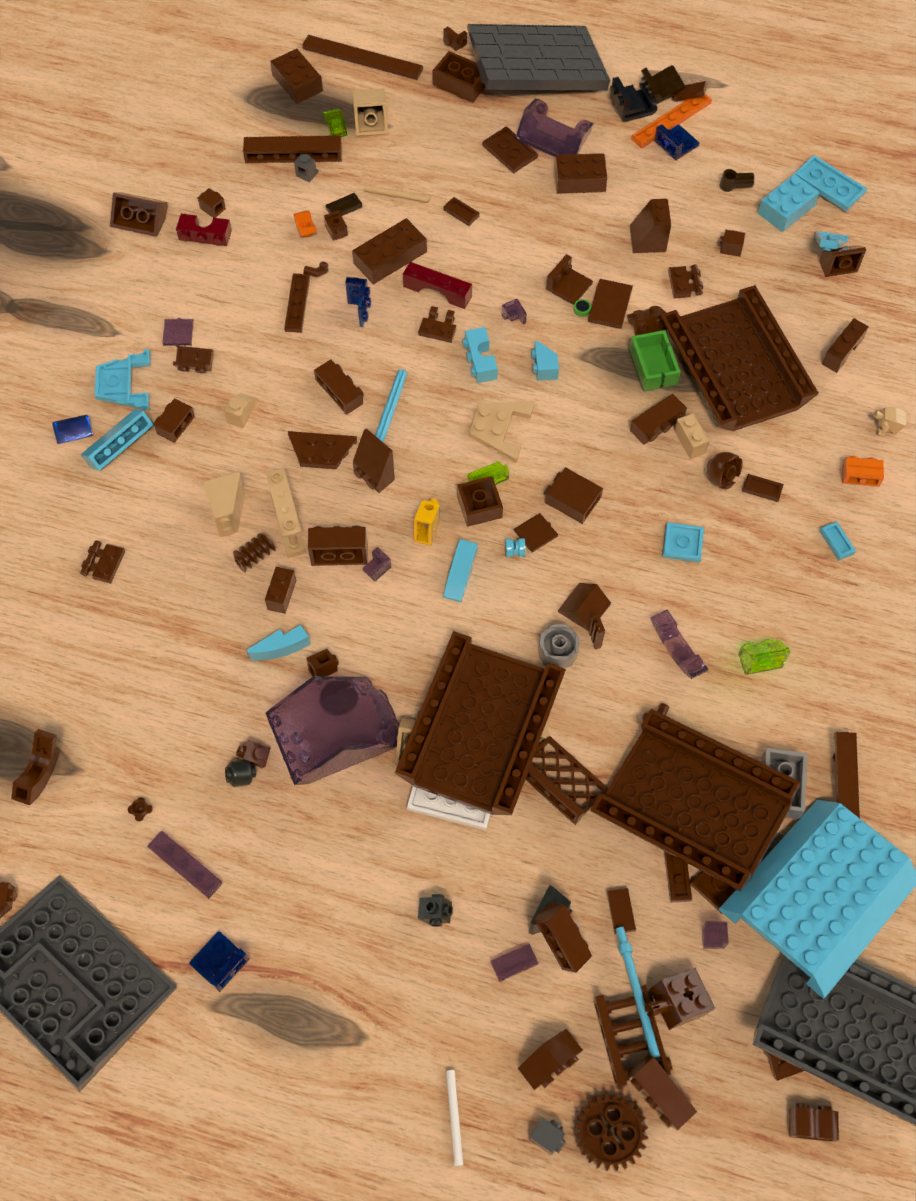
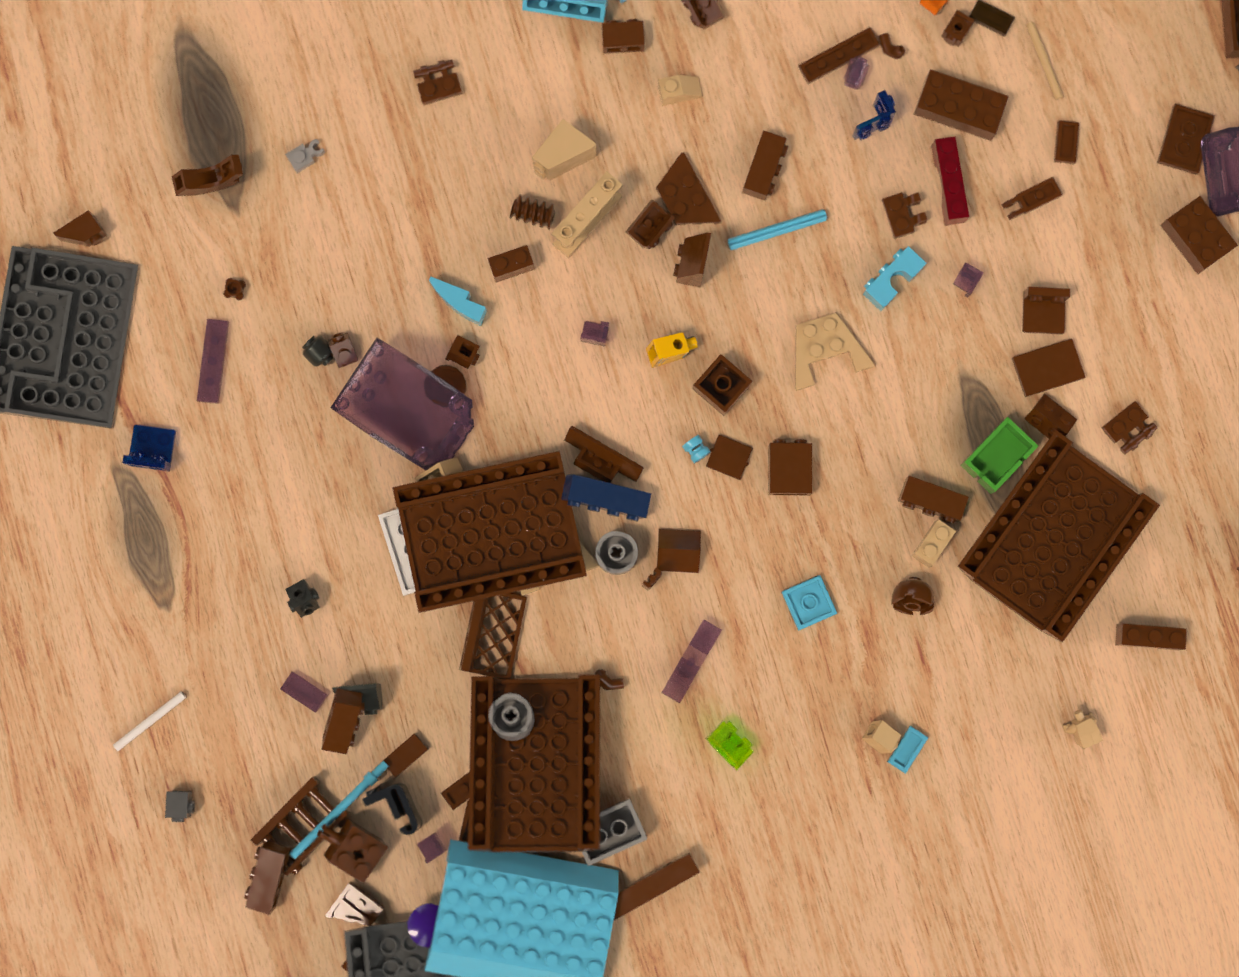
camera: 55 degrees right, 20 degrees up
(79, 692) = (302, 157): none -> light grey plate
(318, 297) = (856, 72): none -> brick
(325, 481) = (650, 225): none -> reddish brown bracket
(337, 546) = (587, 285): reddish brown brick -> none
(460, 570) = (638, 414): medium azure slope -> none
(475, 616) = (600, 459): none -> reddish brown bracket
(485, 247) = (1034, 197): none -> reddish brown hinge
(499, 473) = (761, 373): clear neon green panel -> none
(510, 625) = (605, 496): none -> dark blue brick
(546, 362) = (928, 348): medium azure slope -> none
(550, 1058) = (239, 772): reddish brown brick -> none
(582, 307) = (1023, 342): tile -> none
(594, 1143) = (196, 845): reddish brown gear -> none
(644, 784) = (520, 726): none -> light grey brick
(651, 228) = (1168, 353): reddish brown slope -> none
(663, 935) = (389, 793): none -> black piece
(730, 1033) = (355, 906): none -> wing
(732, 242) = (1212, 447): reddish brown brick -> none
(763, 487) = (922, 645): reddish brown tile -> none
(782, 976) = (422, 924): none -> dark purple dish
(819, 548) = (881, 737): none -> tan brick
(863, 471) = (1003, 733): orange brick -> none

